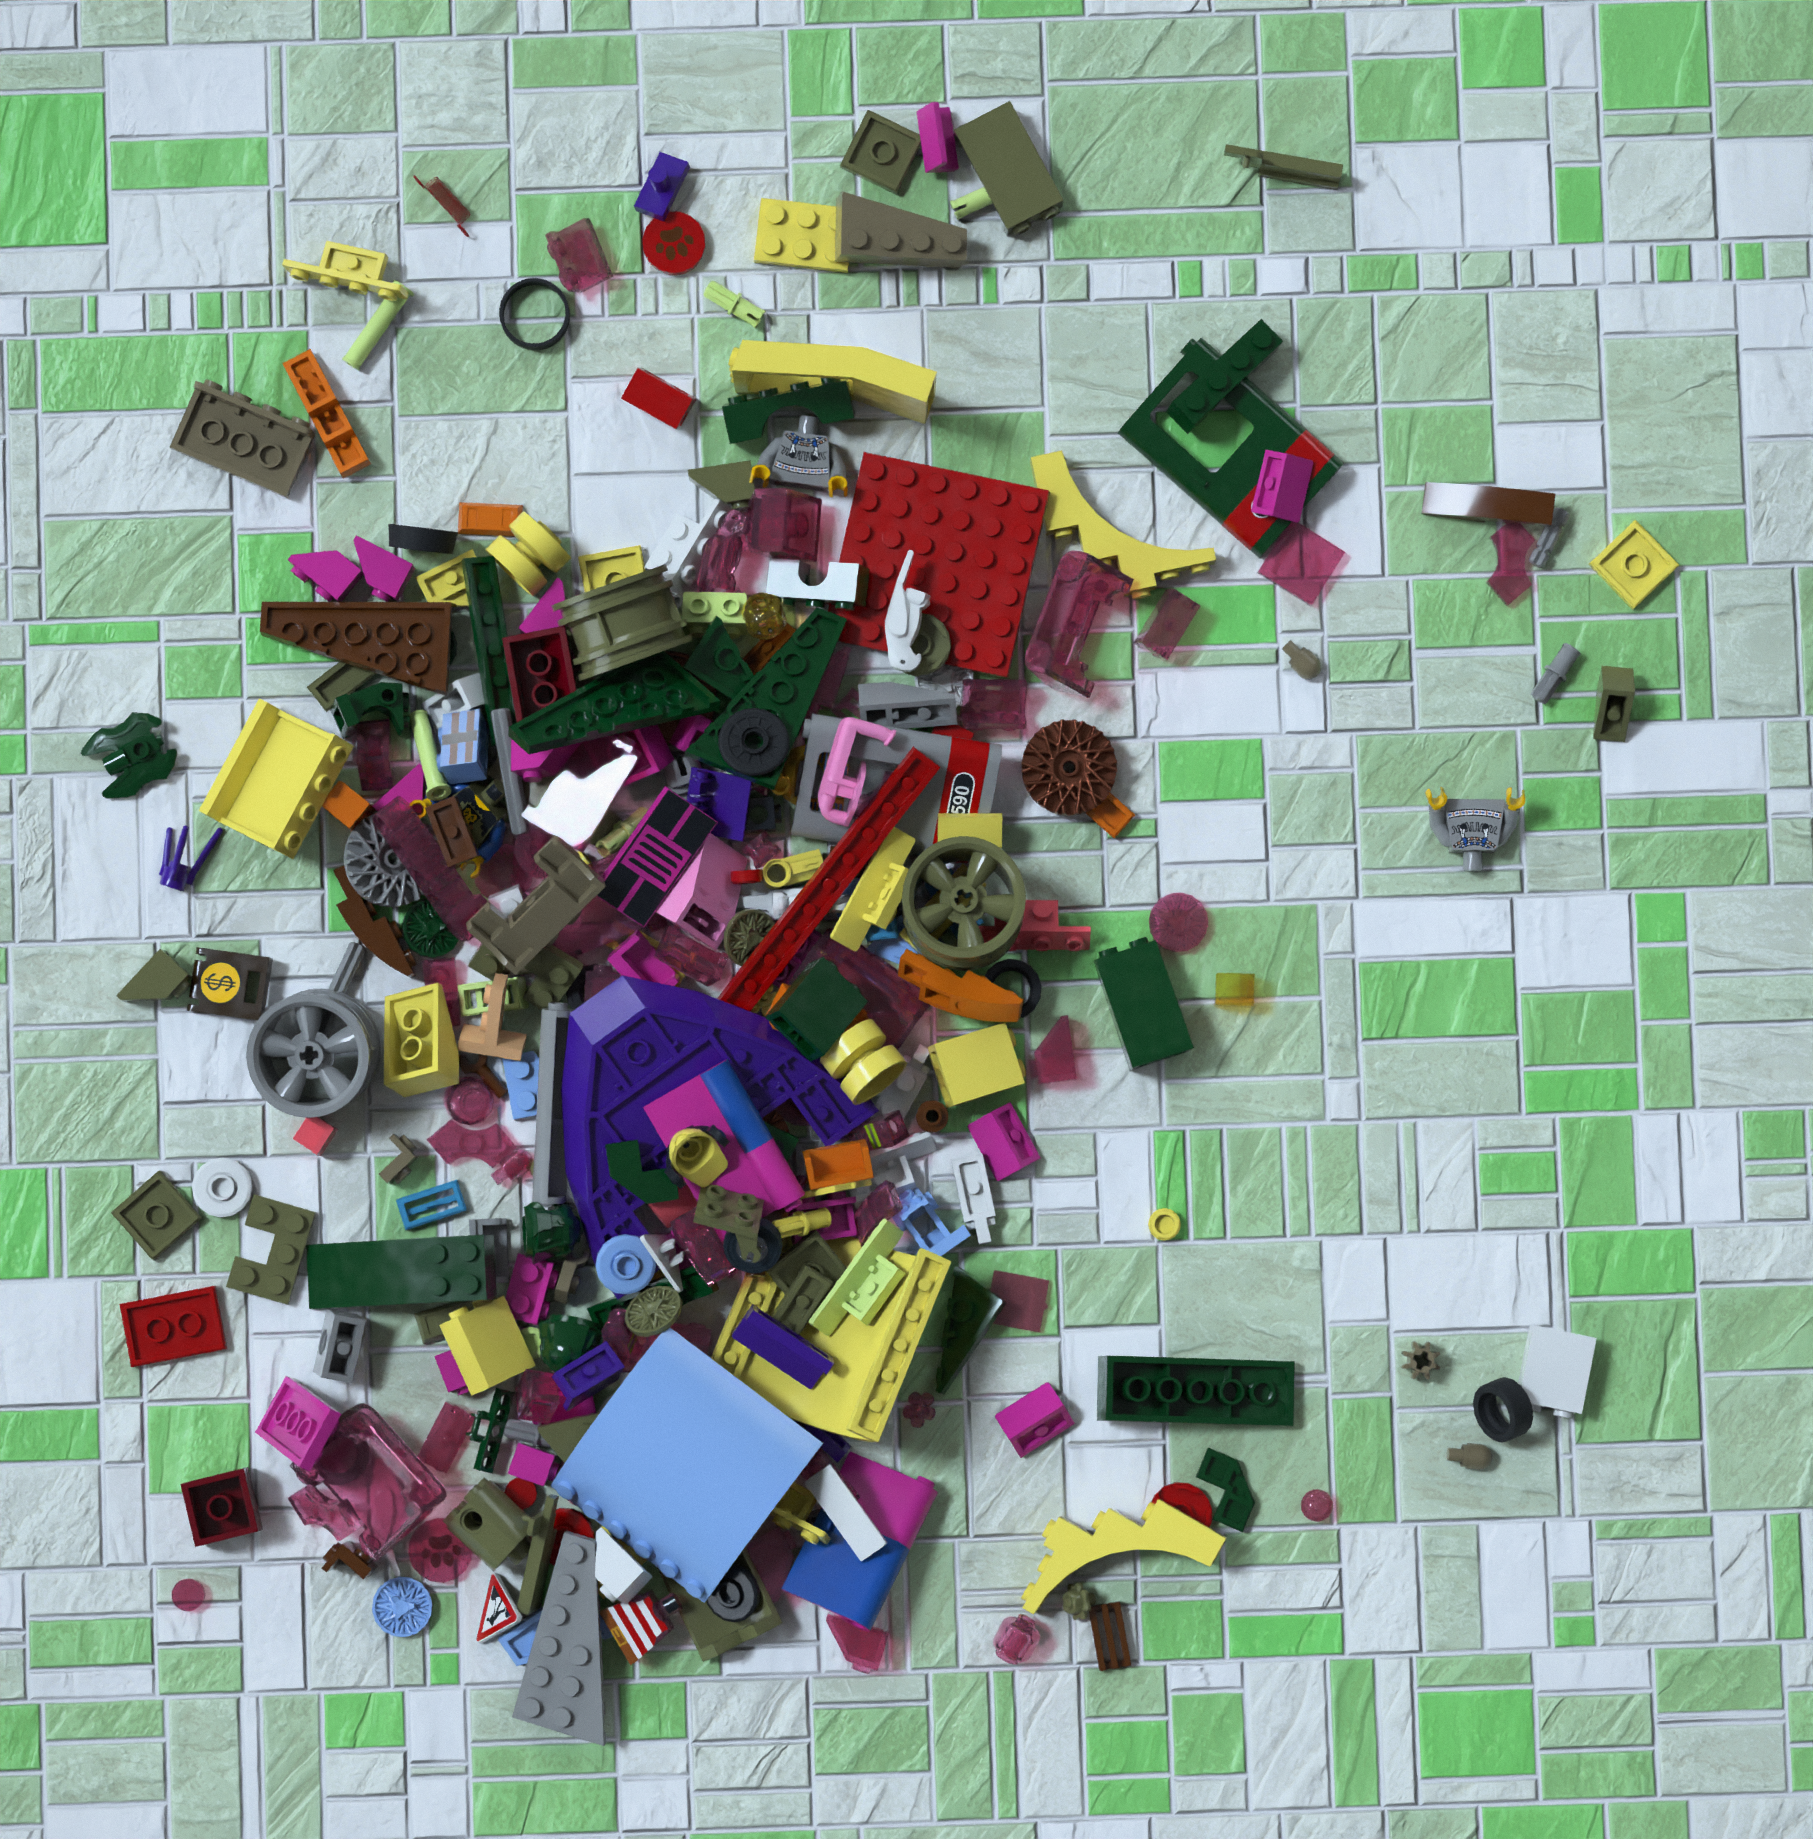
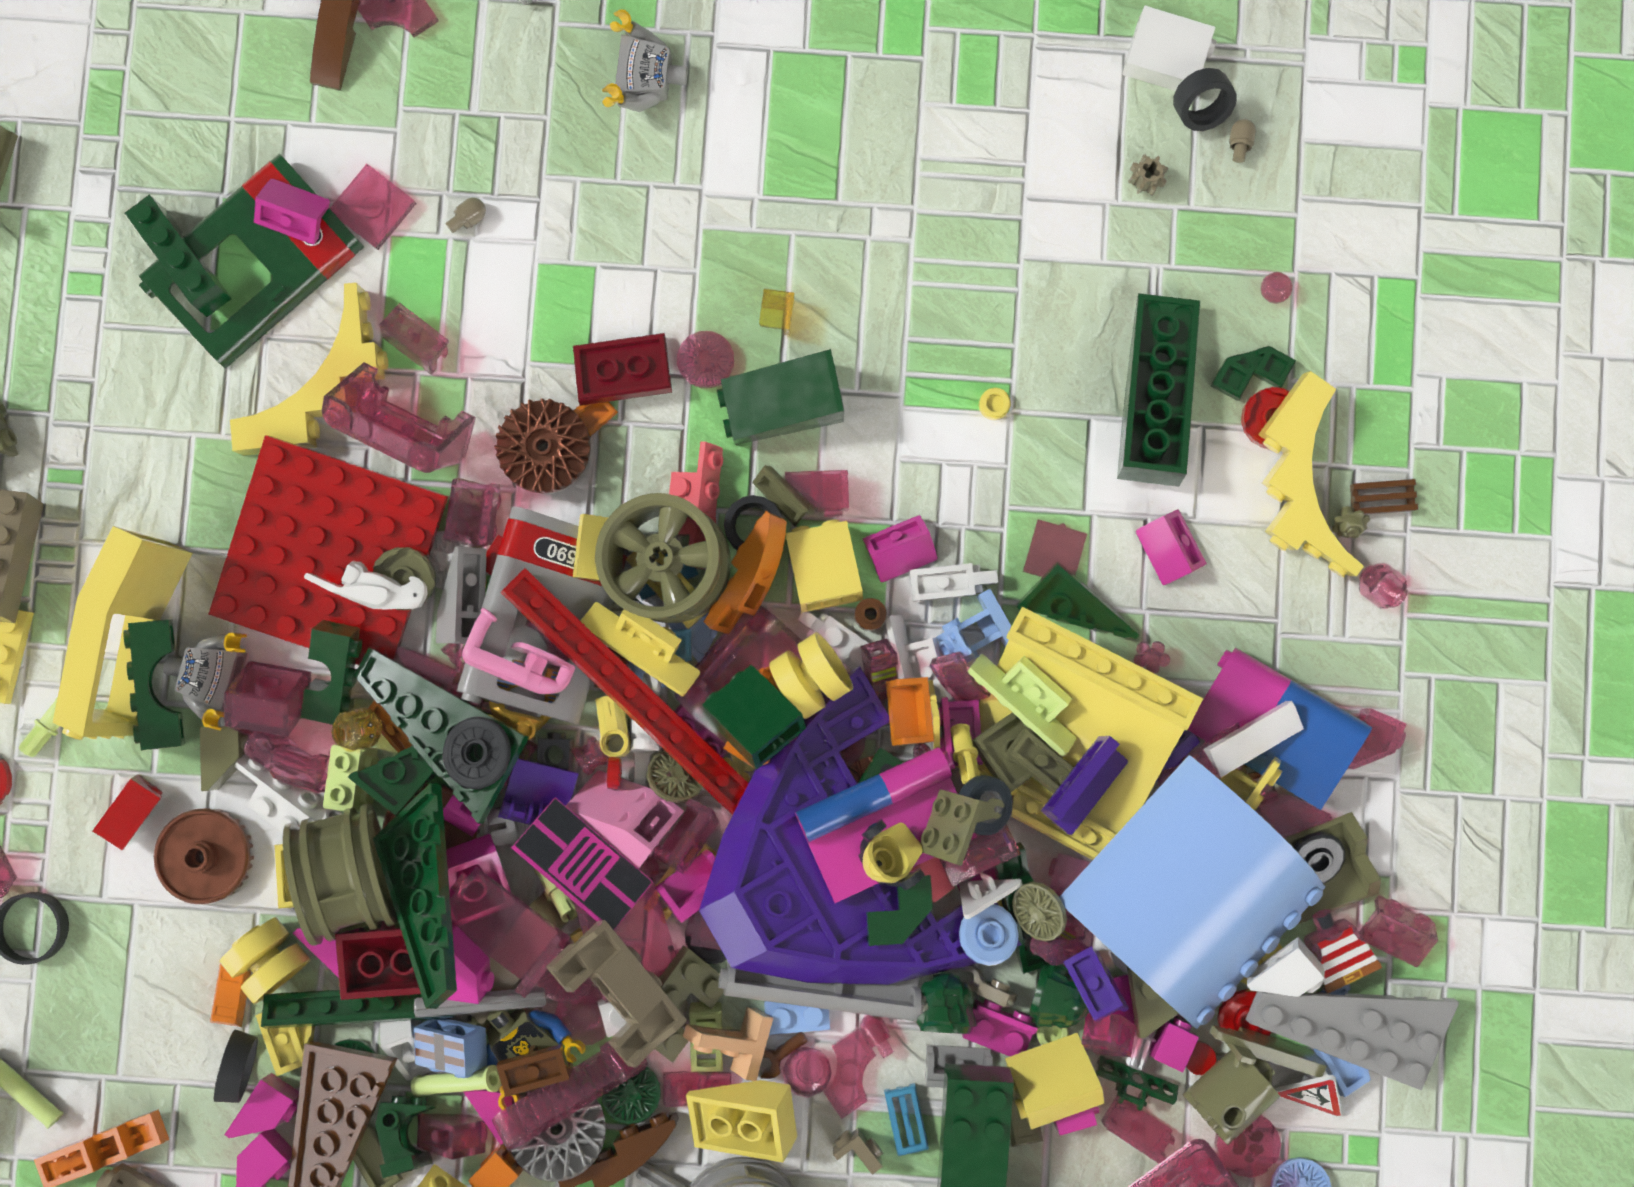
camera: 80 degrees left, 0 degrees up
(617, 452) = (224, 851): none -> copper wheel
(667, 1685) = (1400, 931): none -> clear pink bracket
(1046, 1014) = (781, 494): none -> olive tile
(1158, 838) = (622, 369): none -> dark red tile

